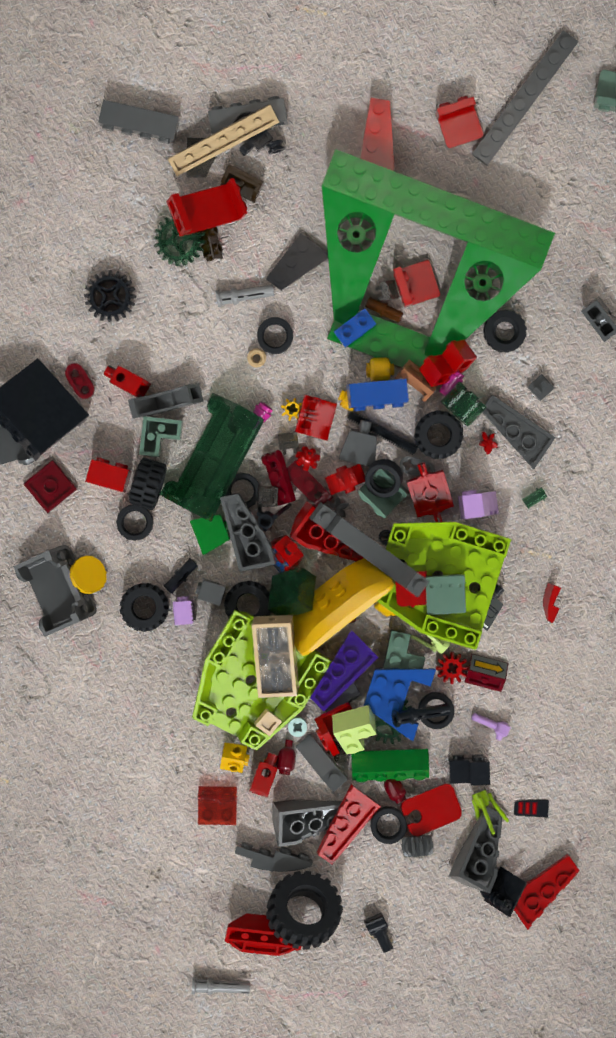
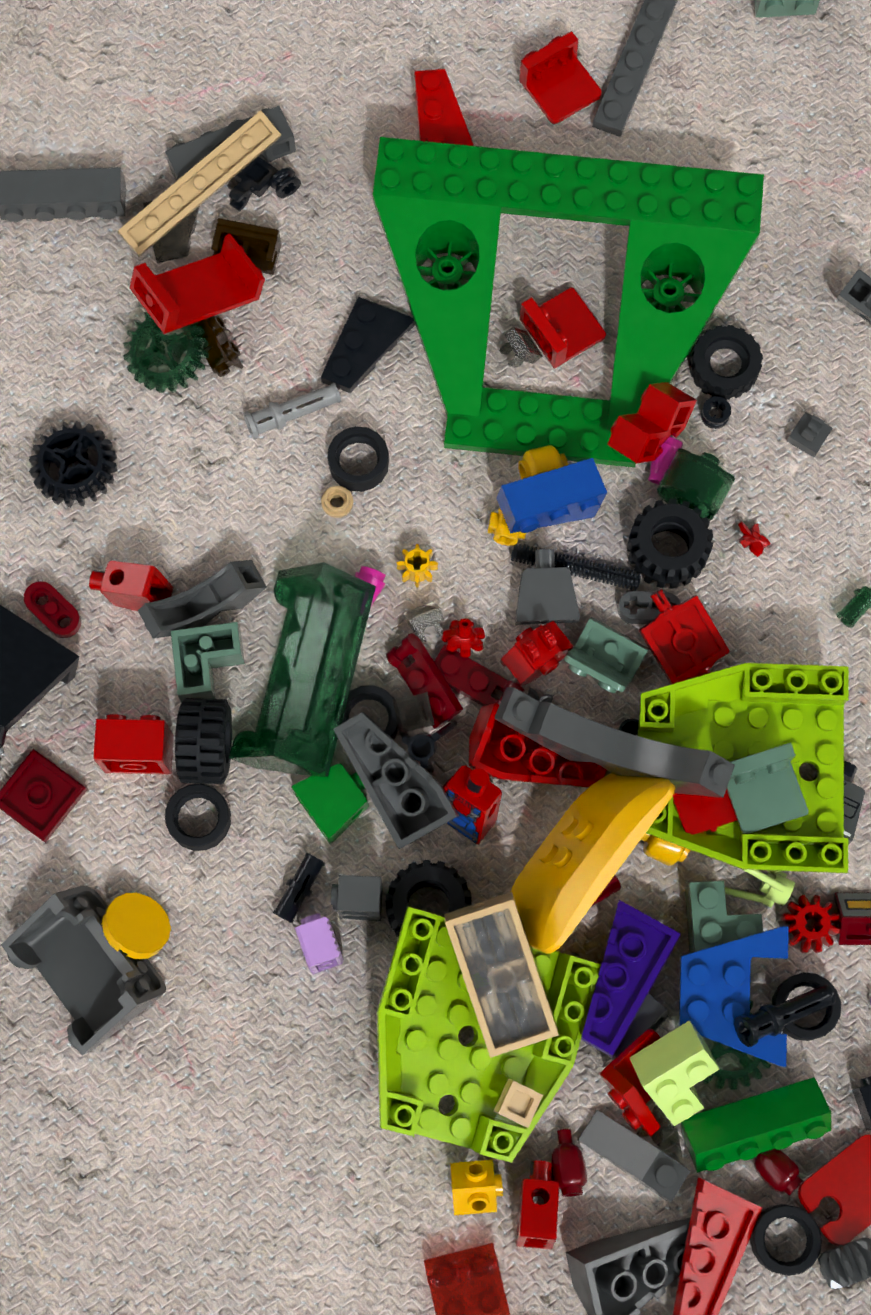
camera: 15 degrees left, 15 degrees down
(129, 615) = (227, 935): black tyre -> none
(292, 592) = (499, 858): clear green brick -> none
(299, 725) = (564, 1102): light aqua wheel -> none
(315, 417) = (459, 567): red hinge -> none
(355, 328) = (485, 408): blue brick -> none
(380, 491) = (598, 655): black tyre -> none
(384, 309) = (523, 377): reddish brown axle -> none
(416, 379) = (614, 468): nougat hinge -> none
(477, 505) = (765, 634): lavender wedge -> none
(485, 356) = (713, 422): none -> black bush
(519, 431) = (801, 509): dark grey wing -> none

